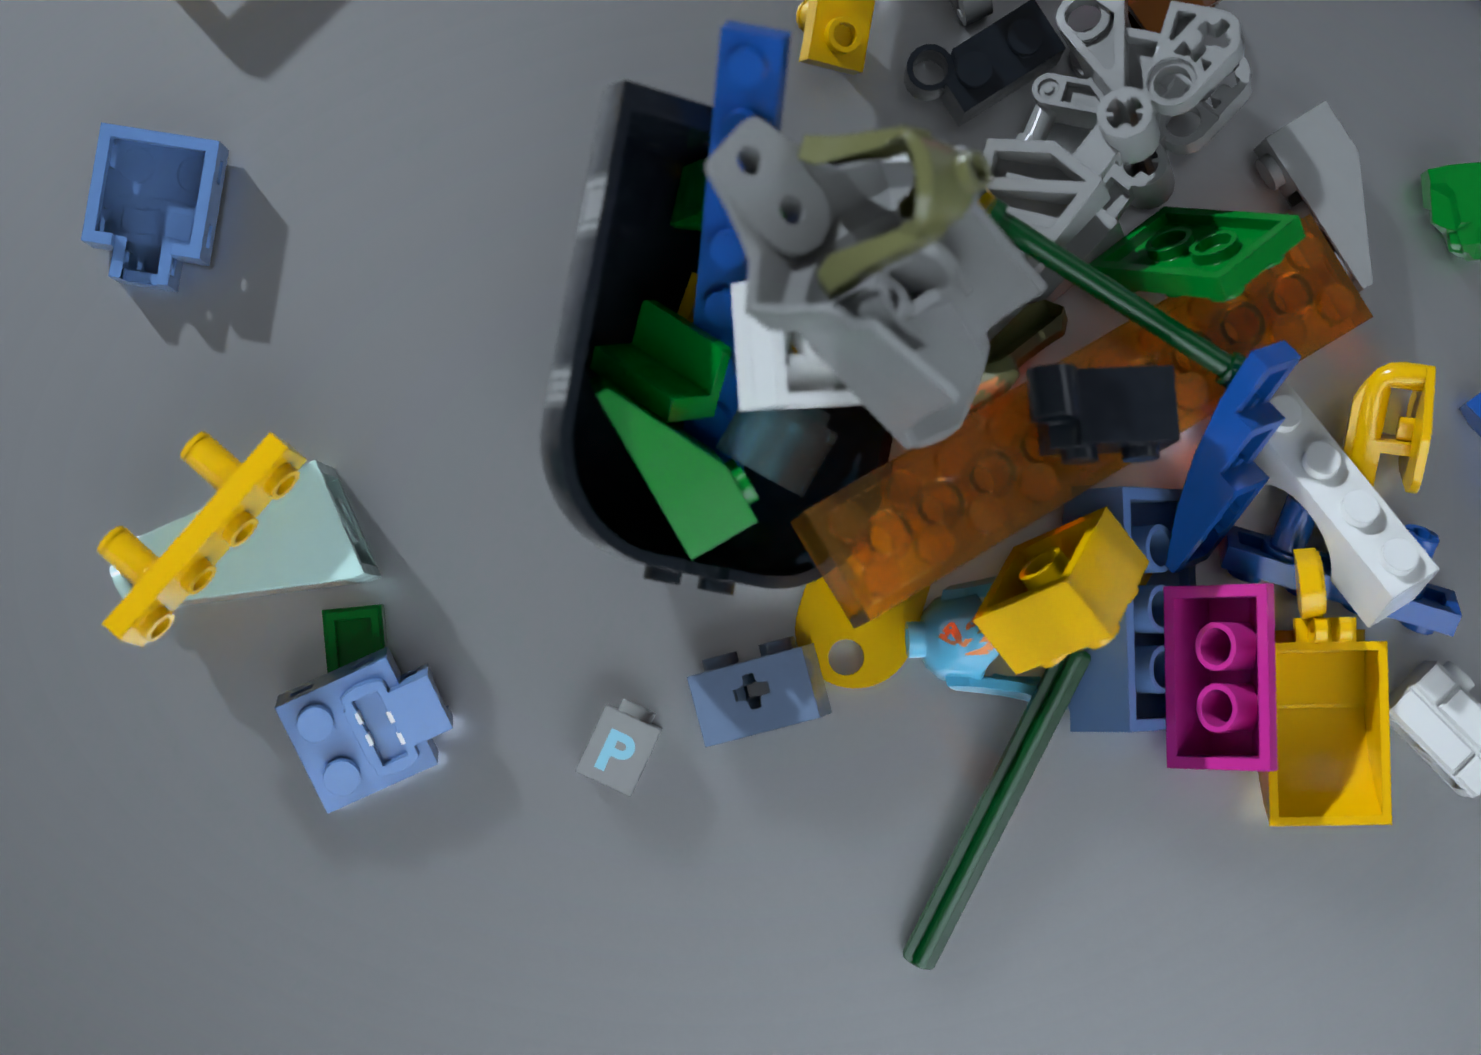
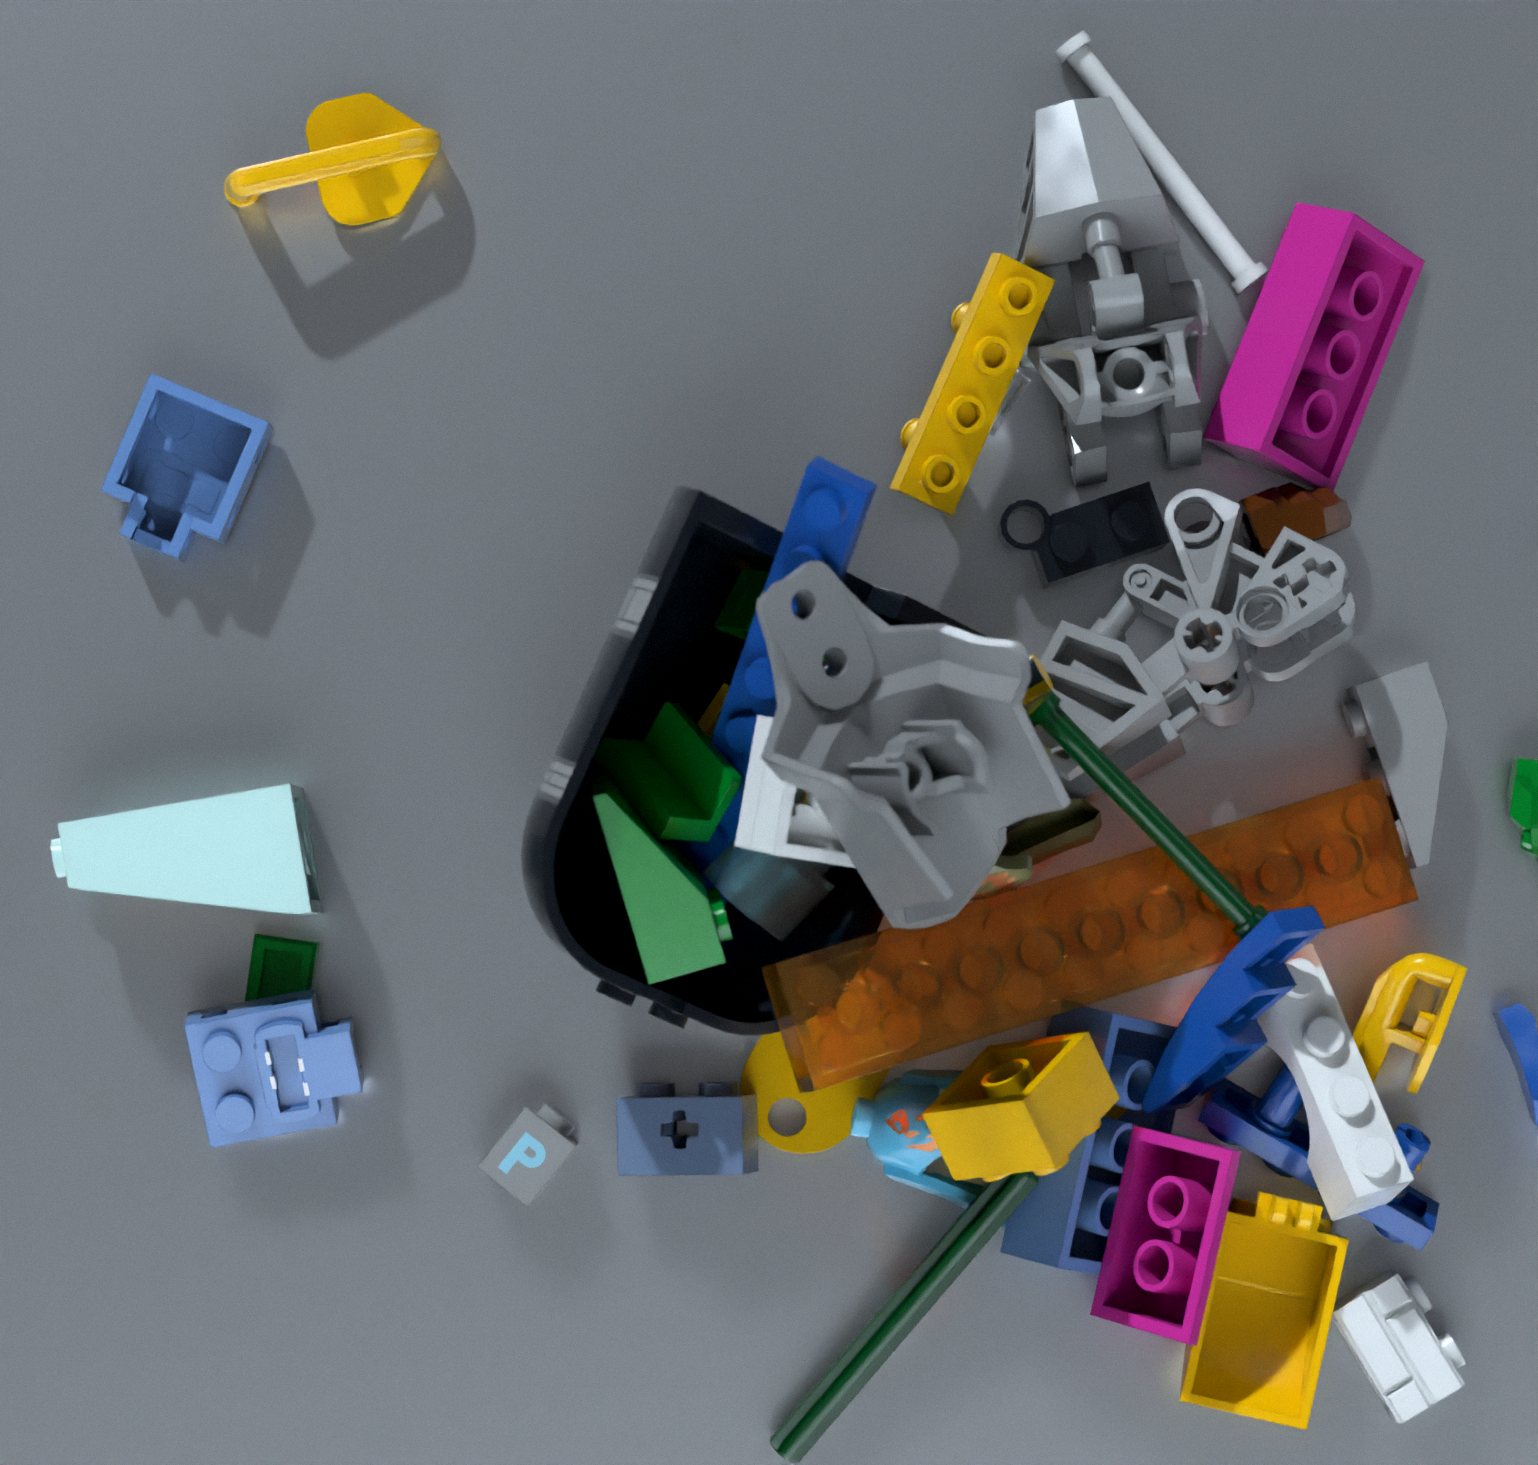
camera: 10 degrees right, 0 degrees up
(191, 559) = (184, 827): yellow plate -> none
(938, 199) = (981, 691): olive piece -> none
(1103, 411) = (1105, 936): black hinge -> none
(1200, 251) = (1249, 790): green plate -> none
(1310, 583) = (1282, 1159): yellow tile -> none

